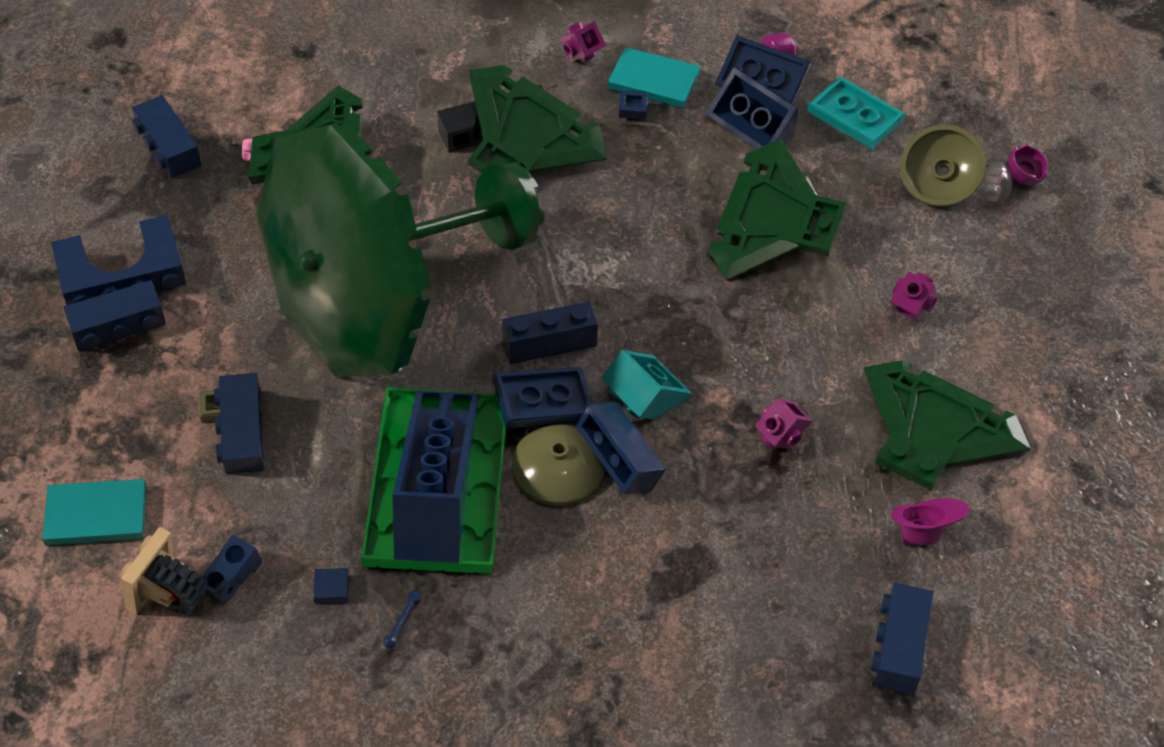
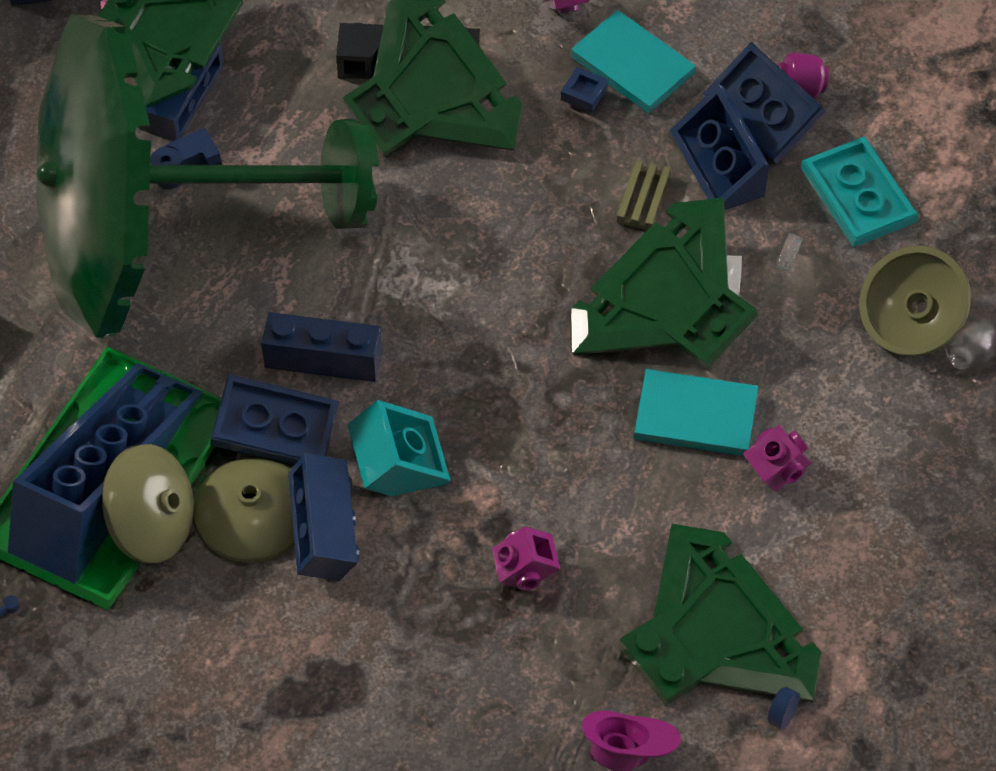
camera: 25 degrees right, 5 degrees up
(492, 481) = (147, 503): none -> olive dish
(712, 145) = (649, 173): none -> olive tile
(835, 289) = (696, 412): none -> teal tile
(837, 163) = (789, 252): none -> clear tile
(1016, 459) = (783, 708): none -> dark blue tile

